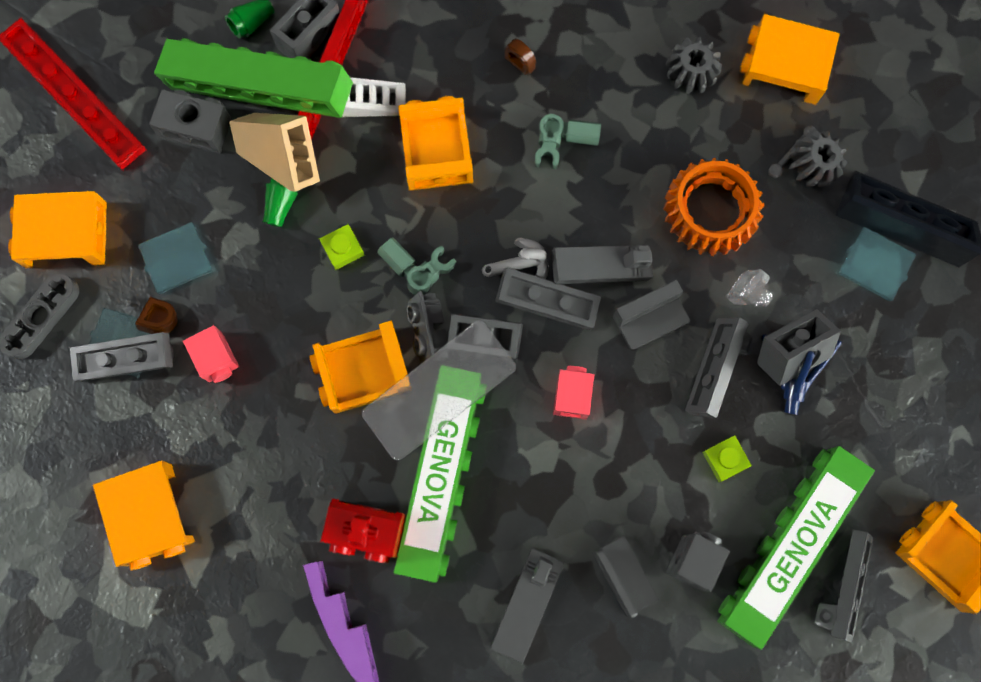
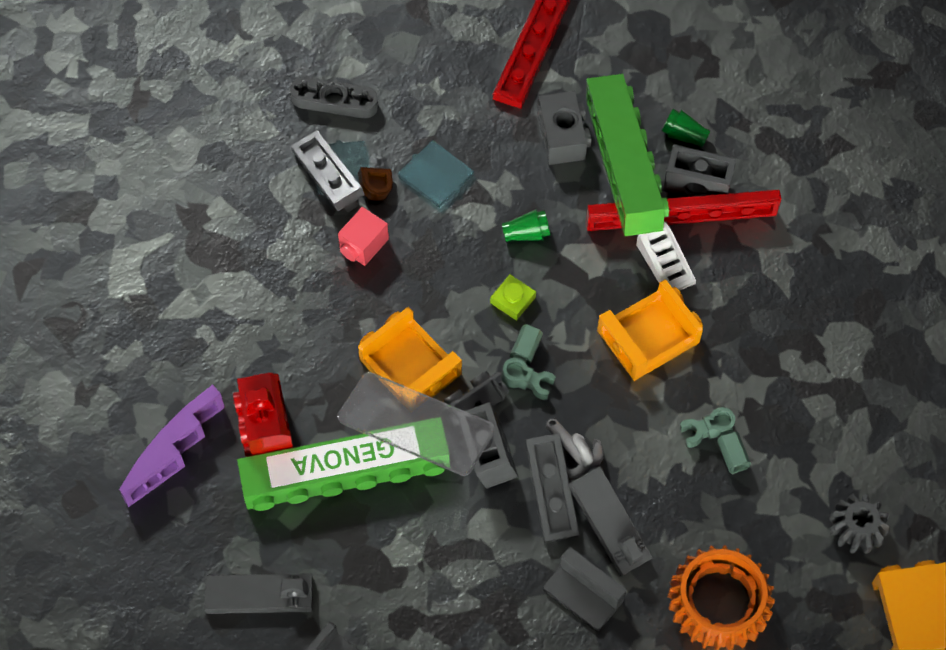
camera: 65 degrees right, 15 degrees down
(58, 227) = (415, 75): light orange panel -> none
(141, 516) = (200, 246): light orange panel -> none
(278, 147) = (570, 201): tan slope -> none
(520, 56) = (776, 366): reddish brown tile -> none
(573, 393) = (473, 547): coral brick -> none

